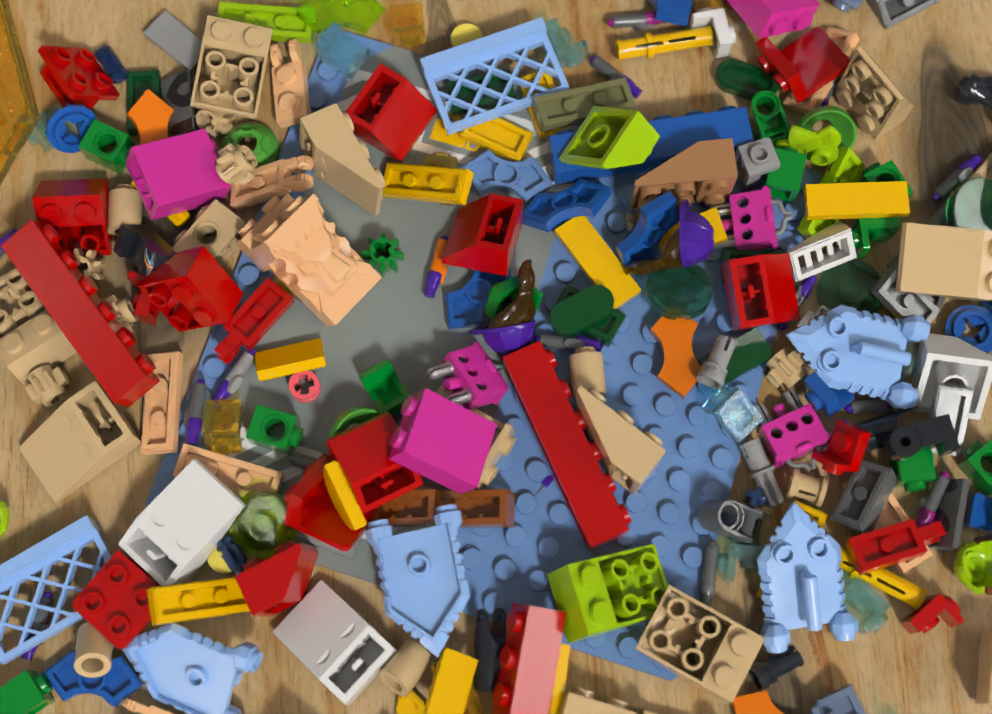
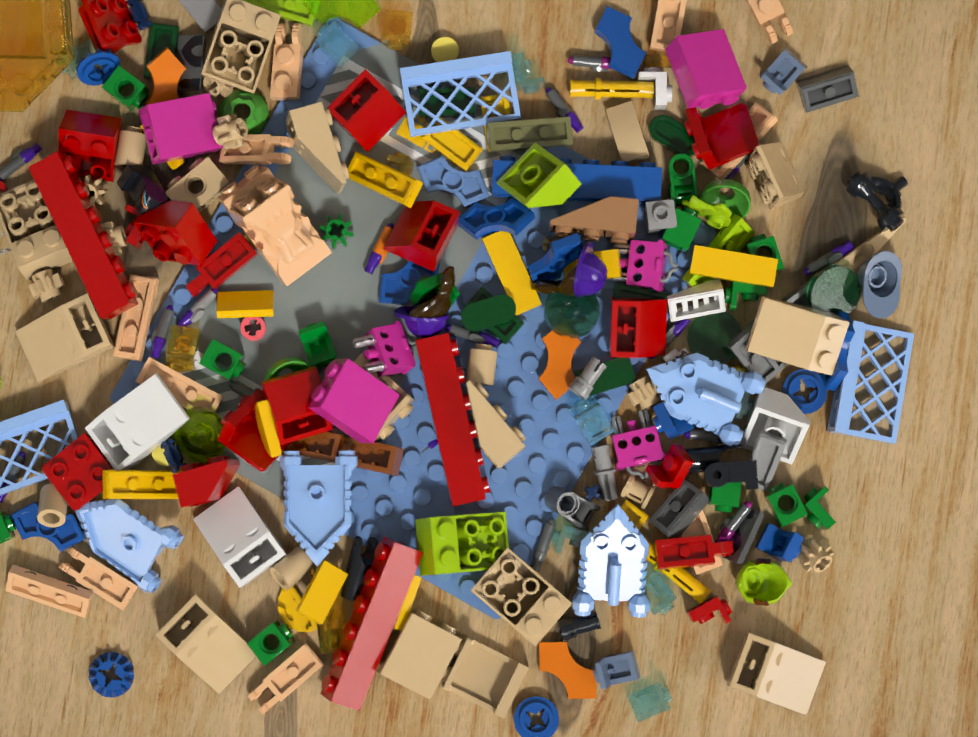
camera: 10 degrees right, 10 degrees up
(693, 83) = (627, 132): none -> tan slope

